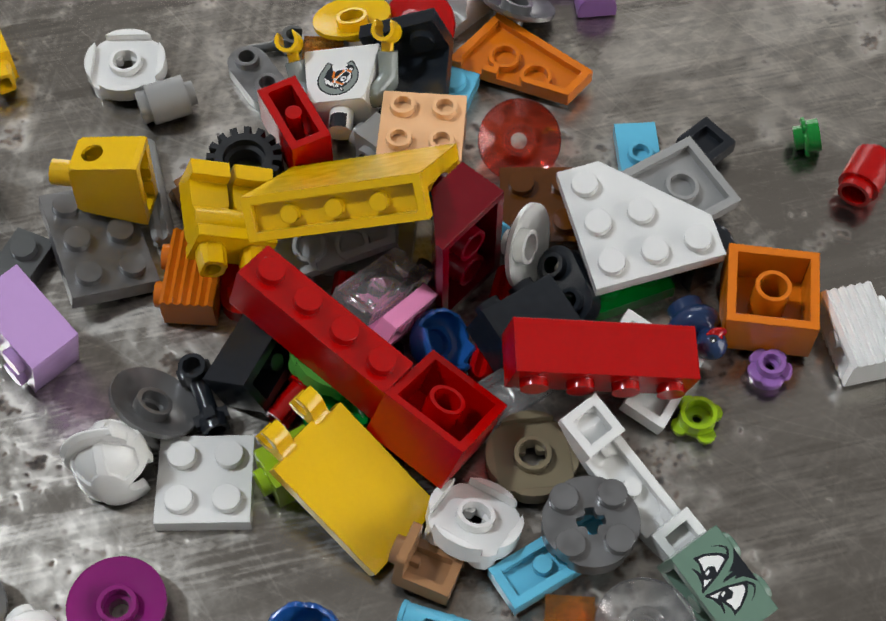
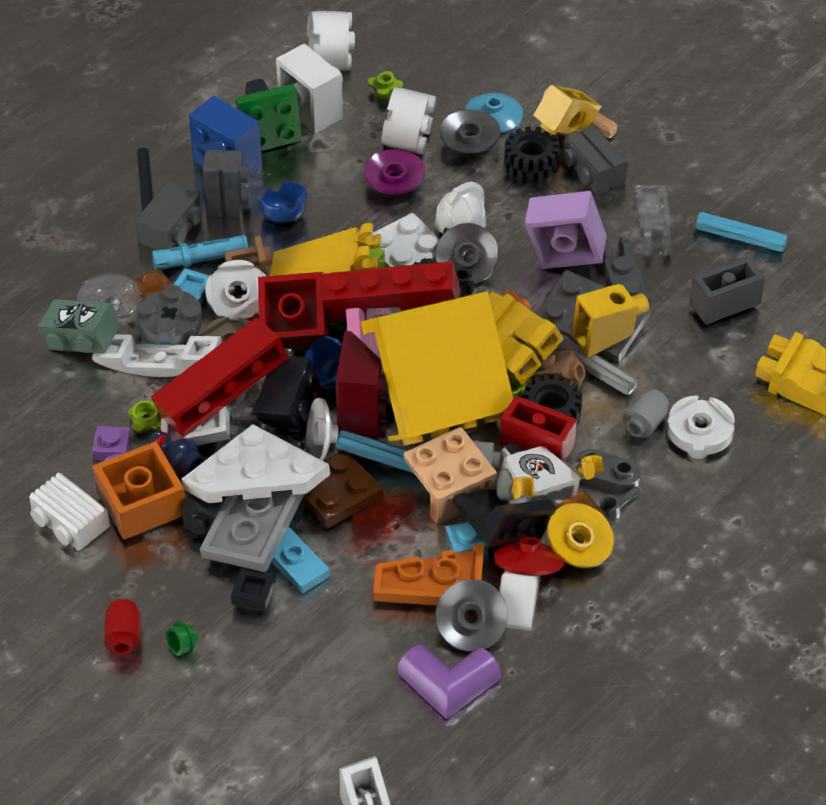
camera: 145 degrees right, 10 degrees down
(756, 410) = (110, 441): none -> medium lavender plate

